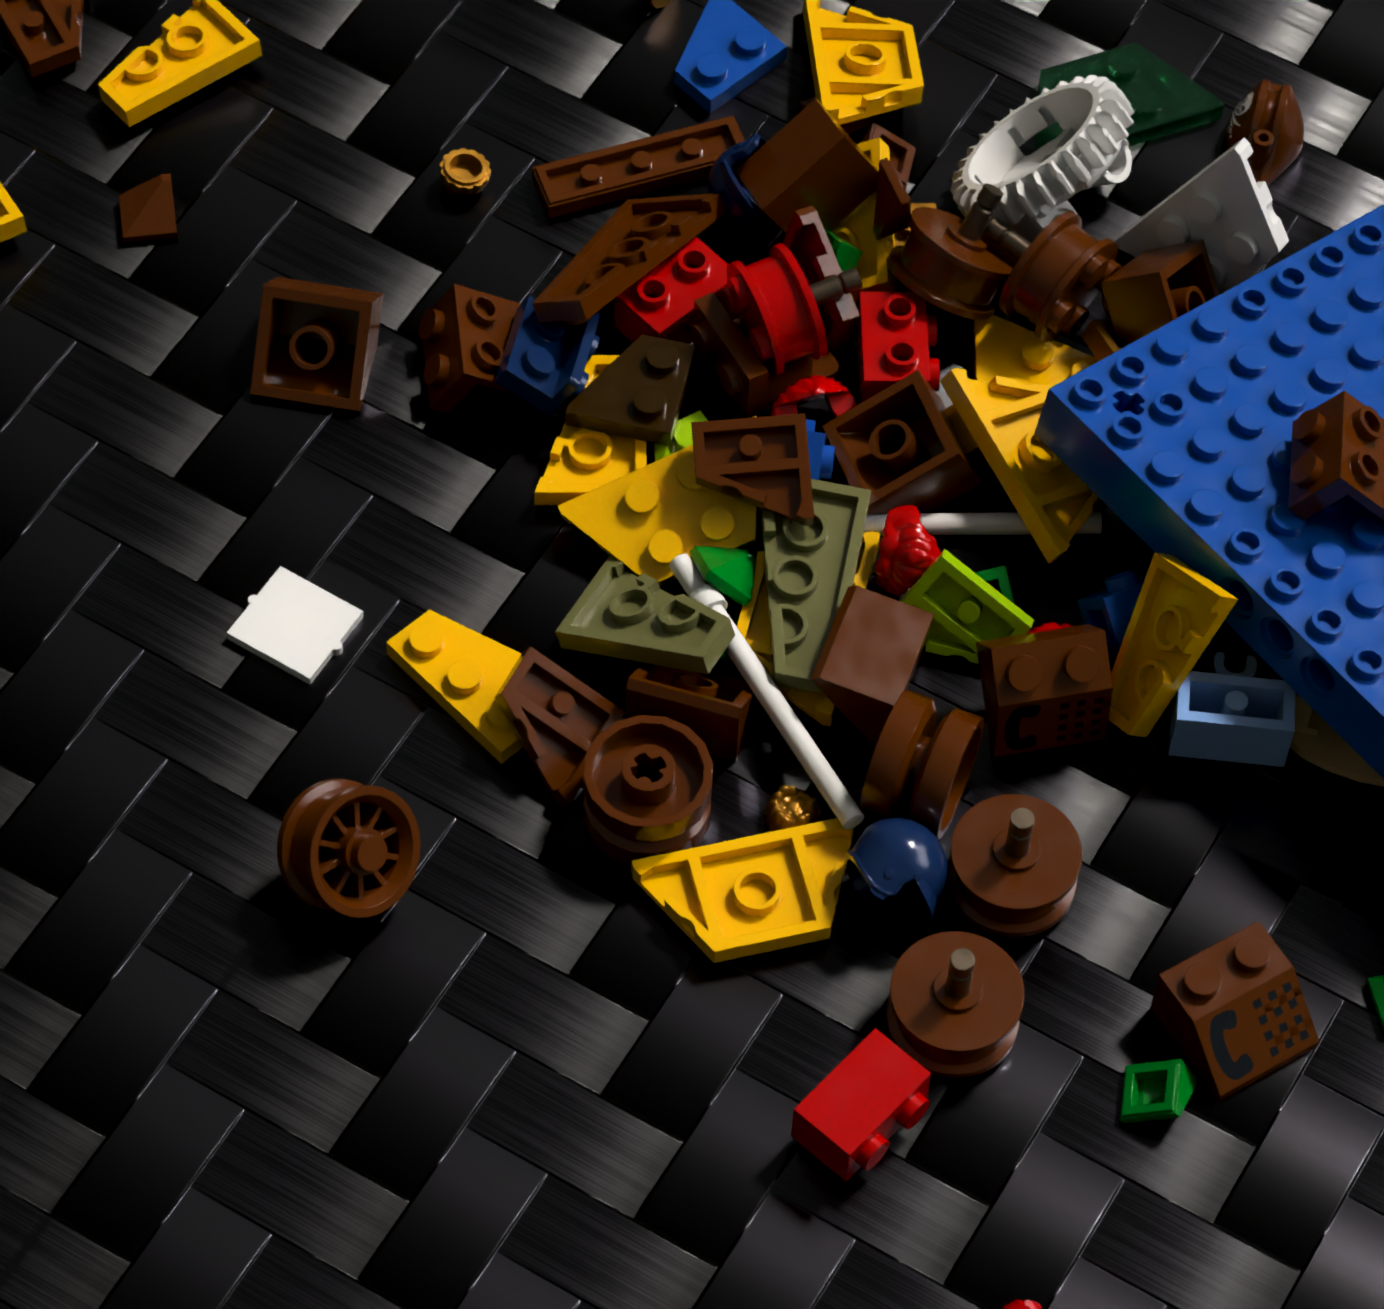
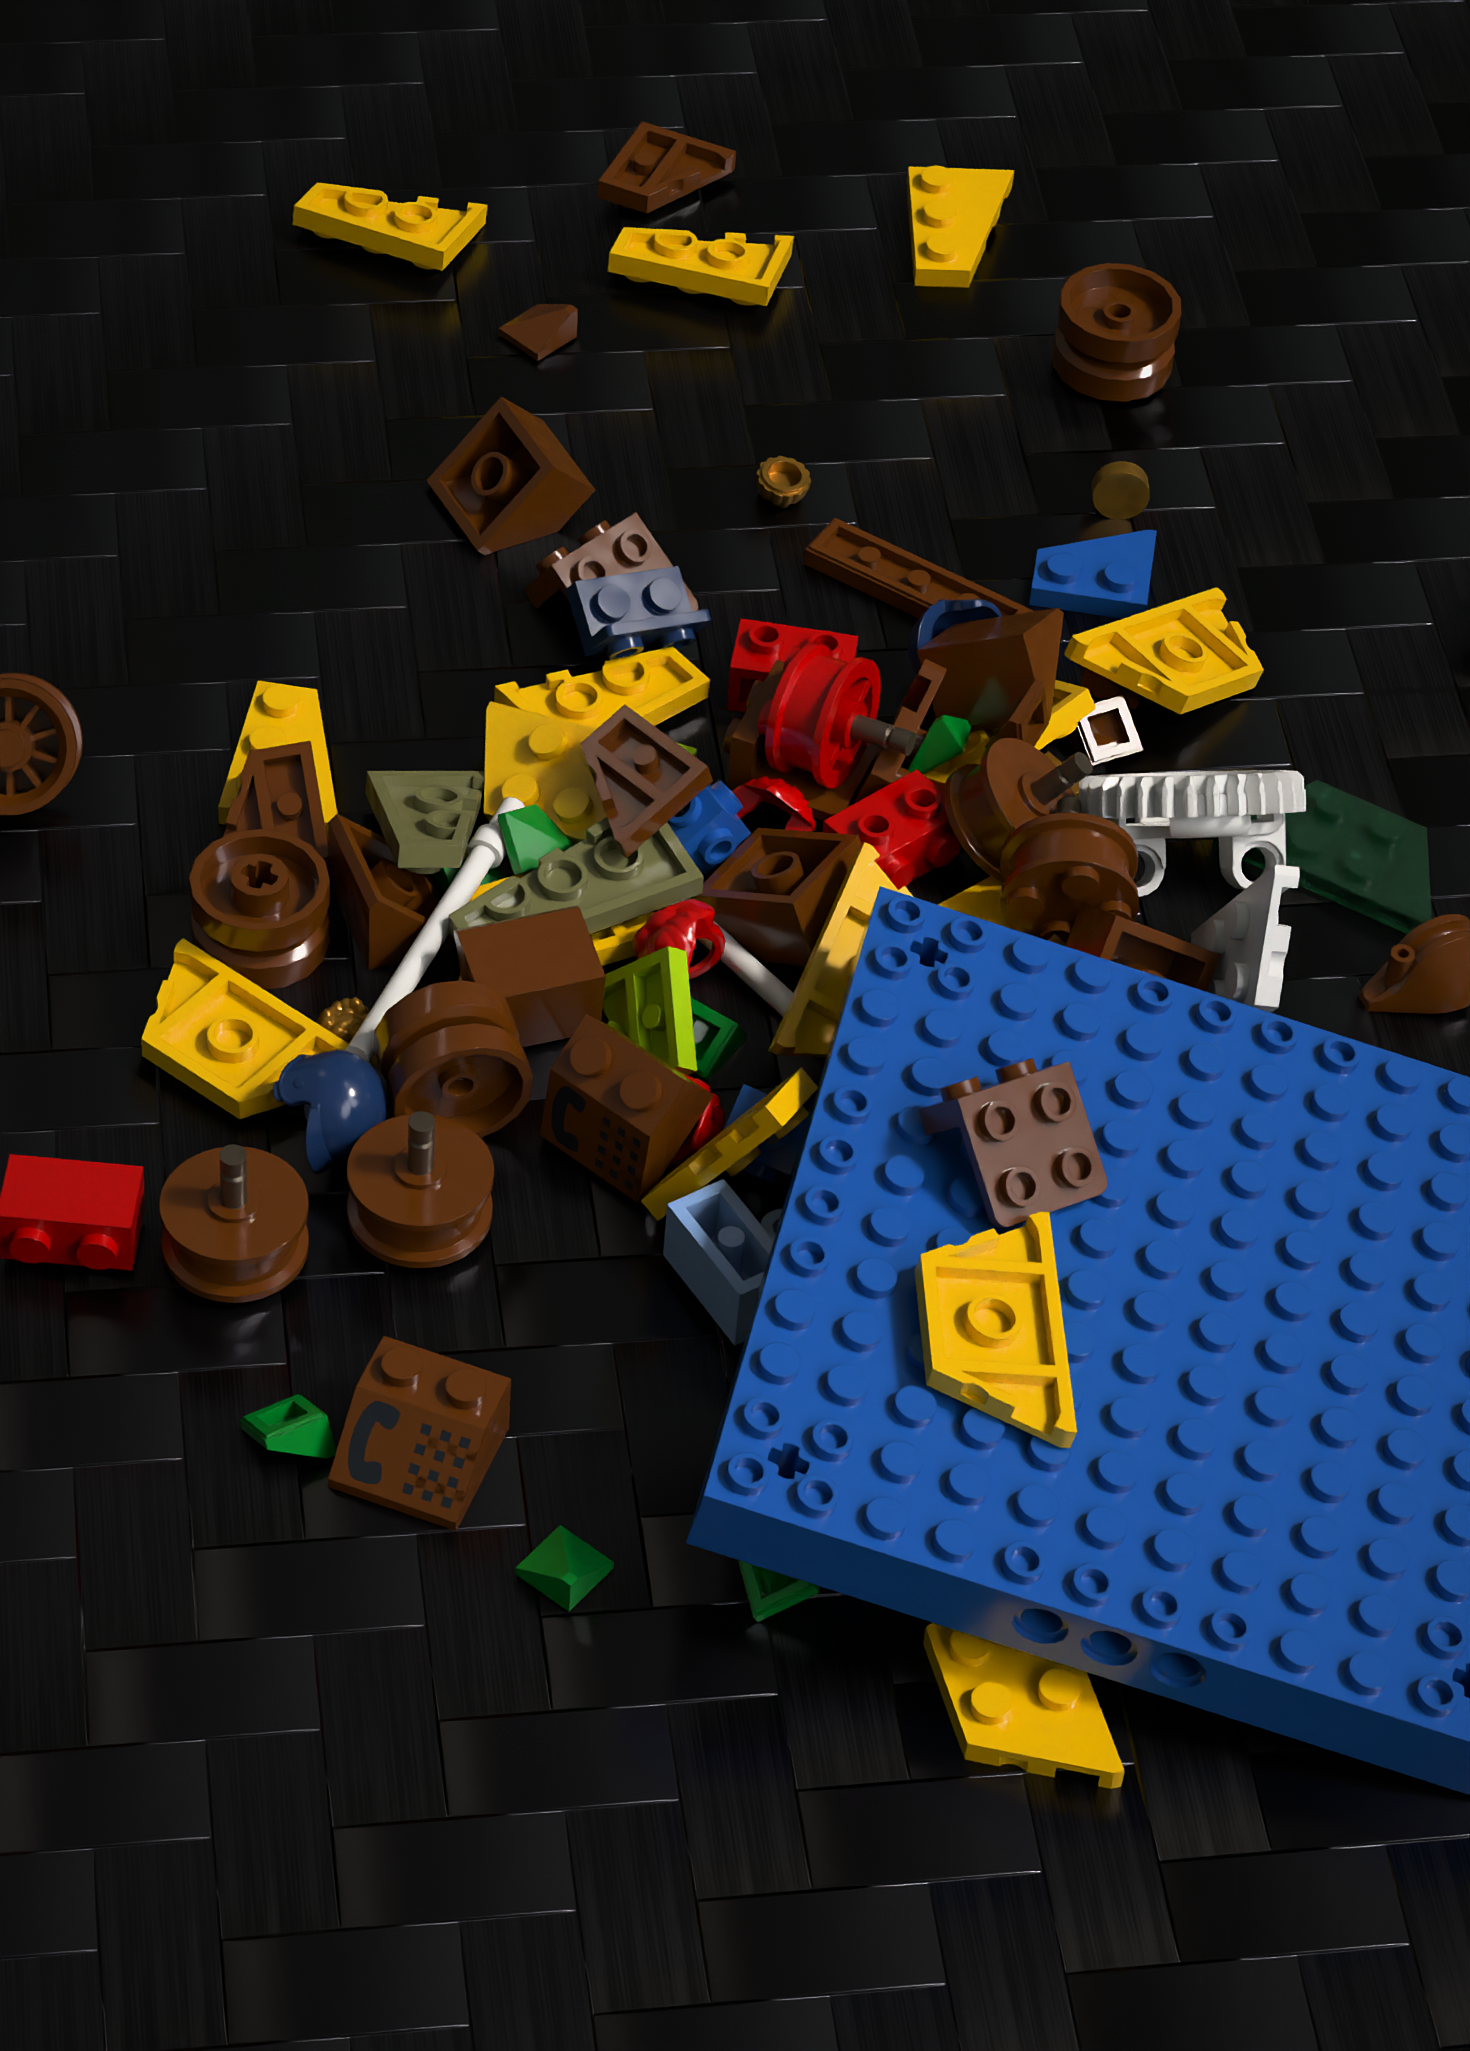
camera: 50 degrees right, 10 degrees down
(295, 625) = (228, 626): white piece -> none
(623, 252) = (783, 599): reddish brown wing -> none
(637, 392) = (665, 687): dark brown wing -> none

